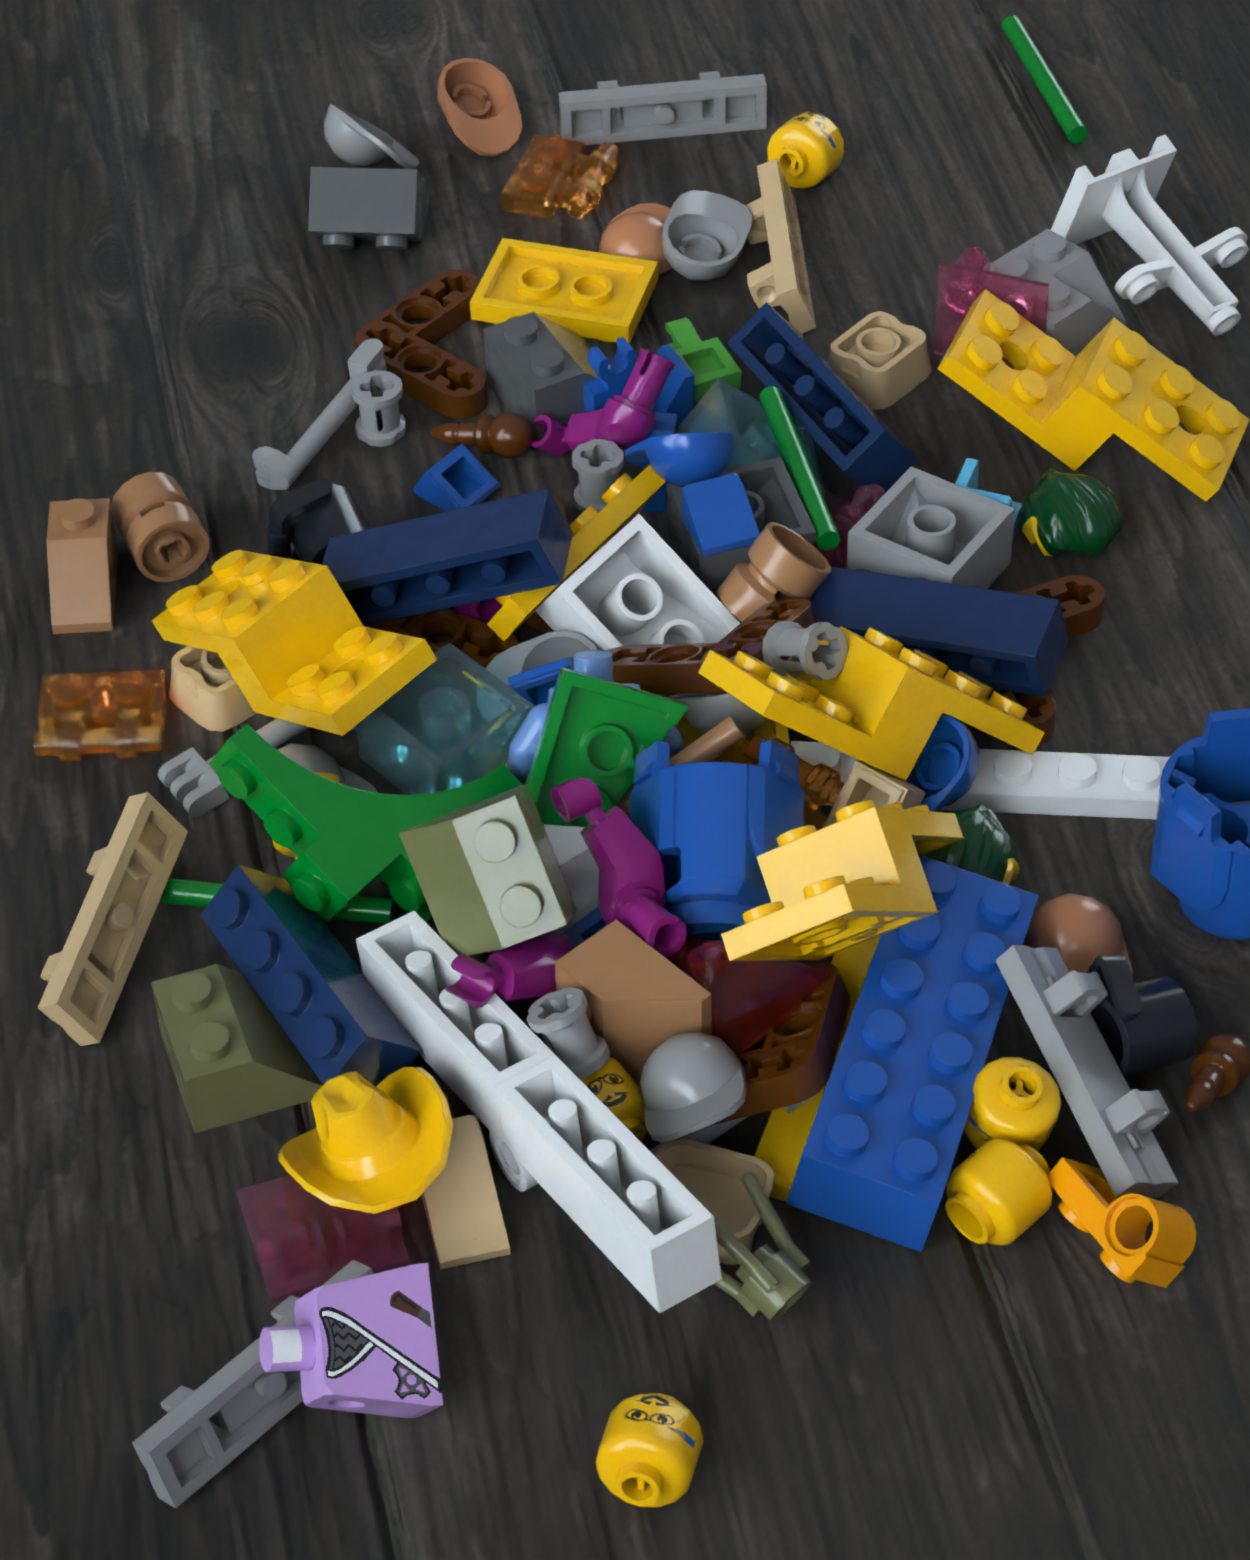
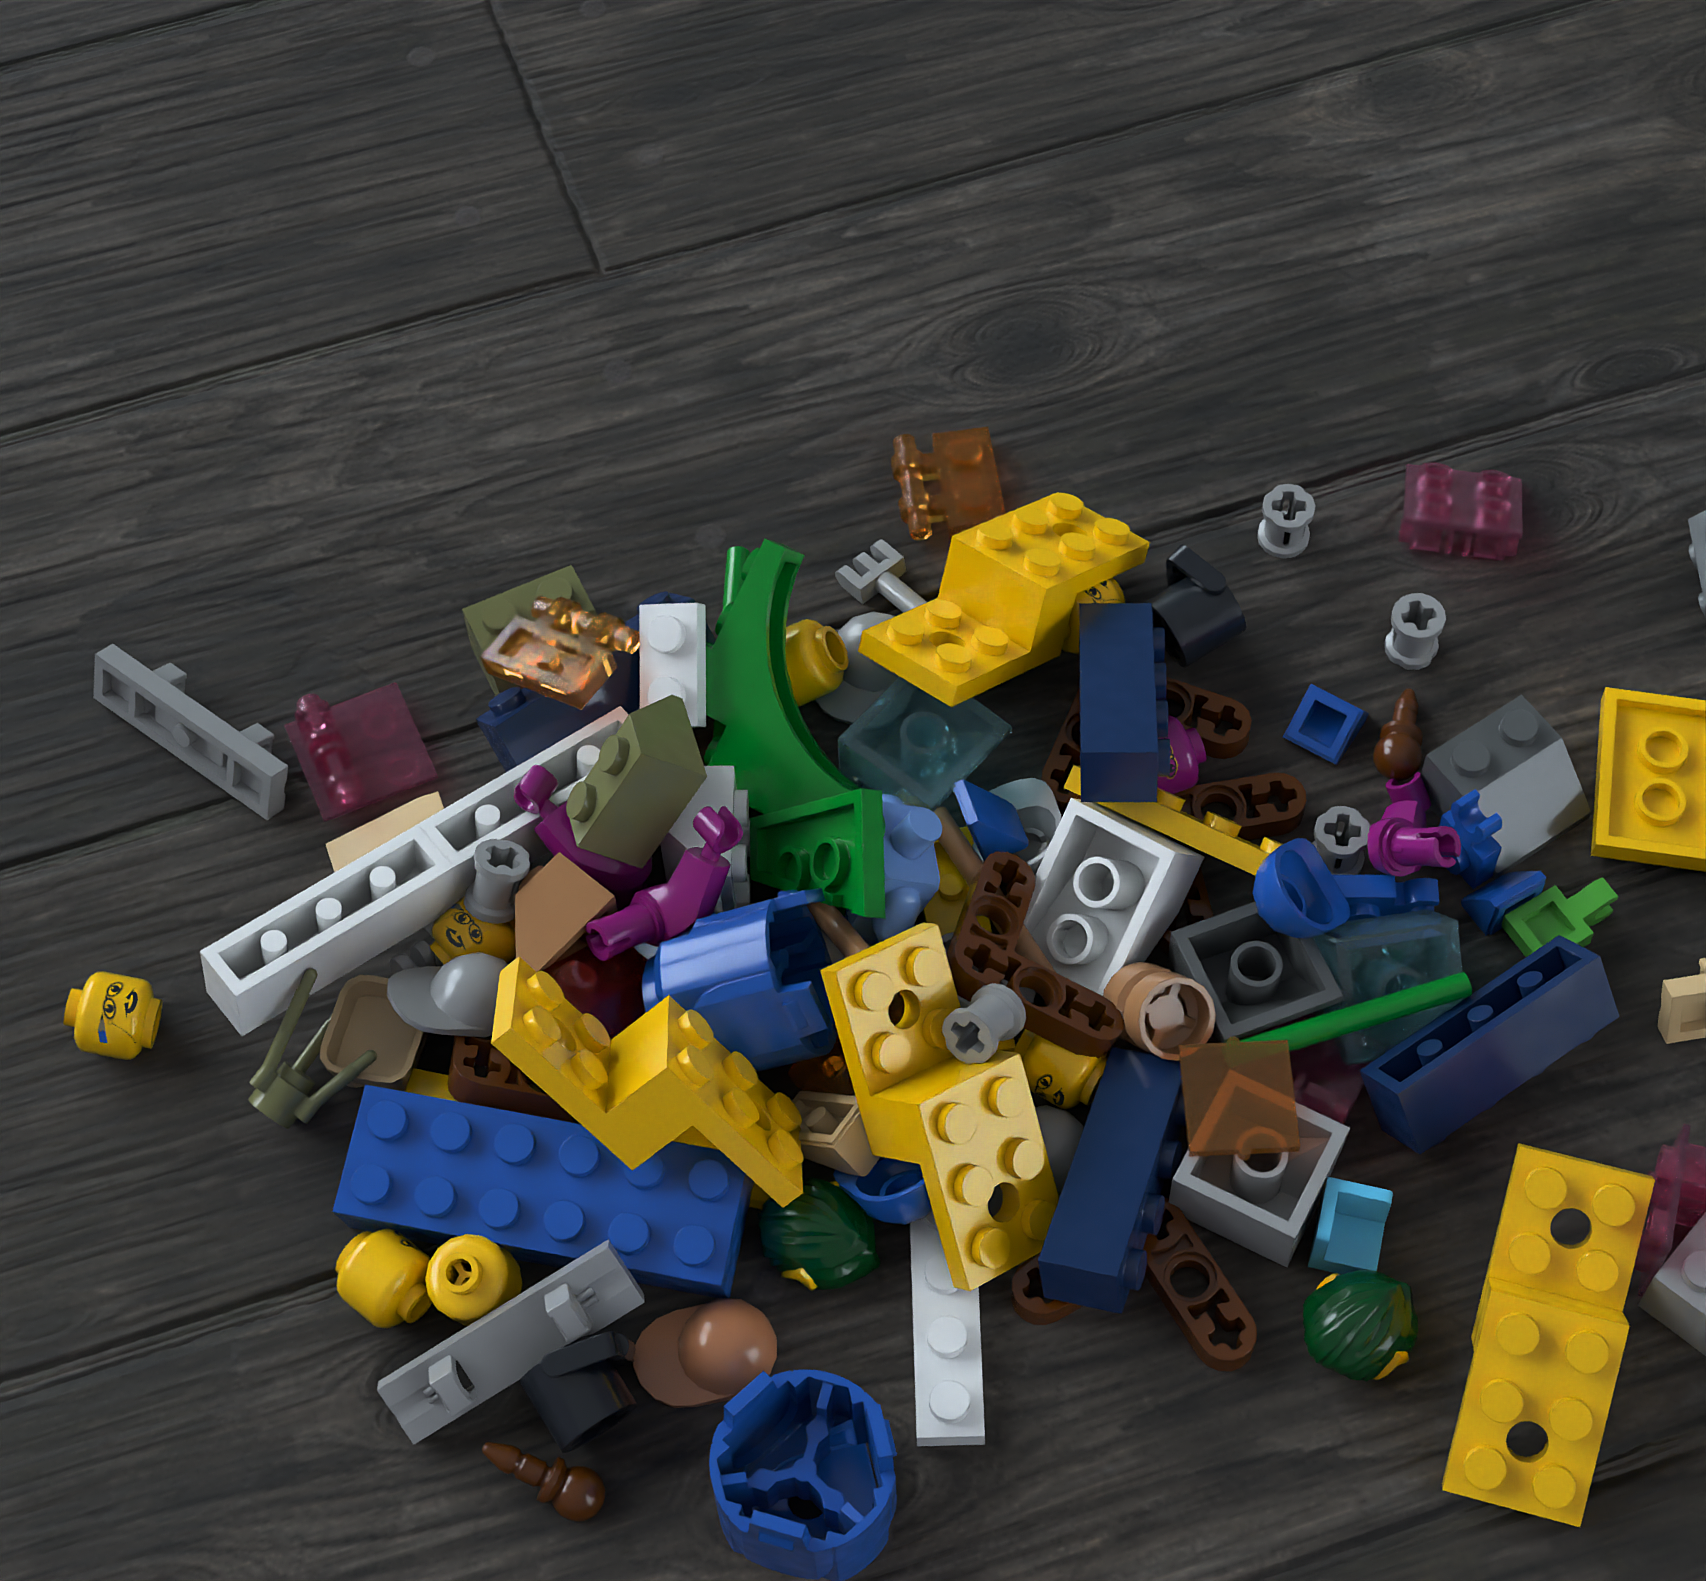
camera: 85 degrees right, 15 degrees up
(82, 565) = (1133, 426): medium nougat slope -> none
(112, 920) = (663, 530): tan hinge -> none
(160, 527) = (1196, 472): medium nougat wheel -> none
(230, 477) = (1293, 521): none -> light grey bush
(249, 366) = (1464, 502): none -> clear pink hinge
(280, 470) = (1466, 612): light grey hinge -> none
(302, 969) = (550, 659): none -> clear orange plate
(330, 872) = (674, 656): none -> white plate
(363, 1345) = (191, 781): lavender torso -> none
(372, 1141) = (405, 755): yellow hat -> none
(452, 384) = (1549, 646): reddish brown beam -> none
(718, 514) = (1212, 939): blue slope -> none
(878, 525) = (1238, 1098): none -> clear orange piece
(881, 359) = (1607, 1110): tan piece -> none
(1122, 1225) = (340, 1392): light orange plate -> none

